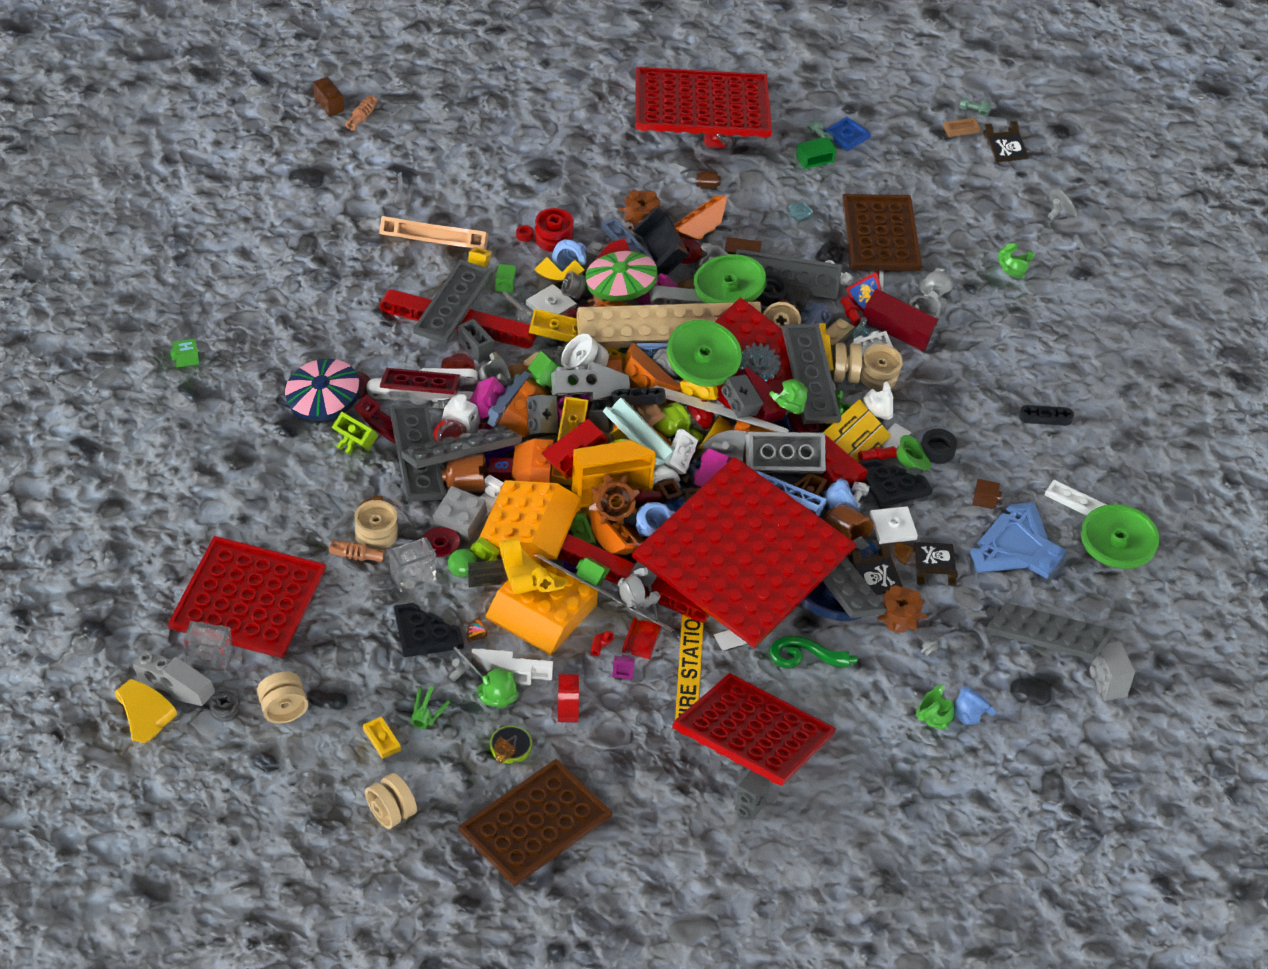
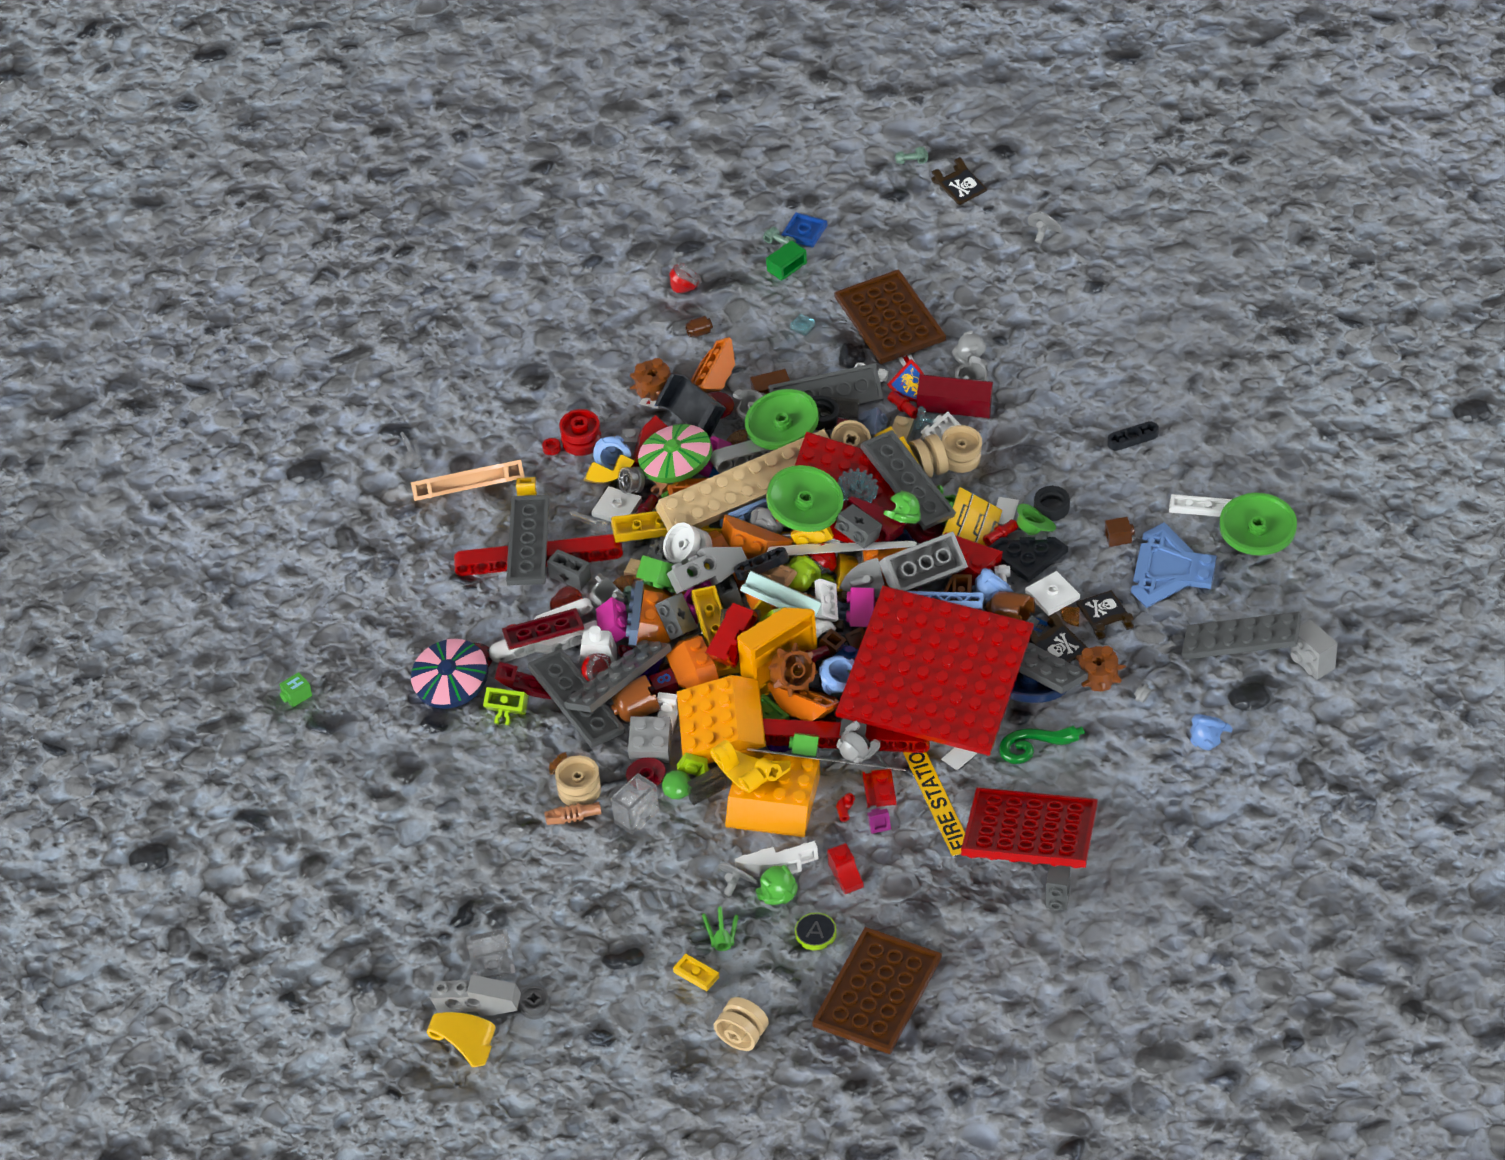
camera: 15 degrees left, 0 degrees up
(251, 592) = (493, 890): red plate -> none
(282, 697) = (587, 972): tan wheel -> none
(328, 96) = (280, 381): reddish brown brick -> none
(362, 111) = (322, 384): nougat hinge -> none
(424, 632) = (678, 862): black plate -> none
(476, 630) = (725, 841): tile -> none
(503, 750) = (814, 938): clear orange tile -> none
(505, 278) = (560, 498): bright green brick -> none
(616, 231) = (644, 413): sand blue plate -> none
(702, 102) = (653, 250): red plate -> none
(880, 402) = (979, 483): white helmet -> none
(935, 709) = (1176, 746): bright green helmet -> none
(961, 127) = (909, 182): medium nougat tile -> none
(1014, 265) = (1030, 302): bright green helmet -> none

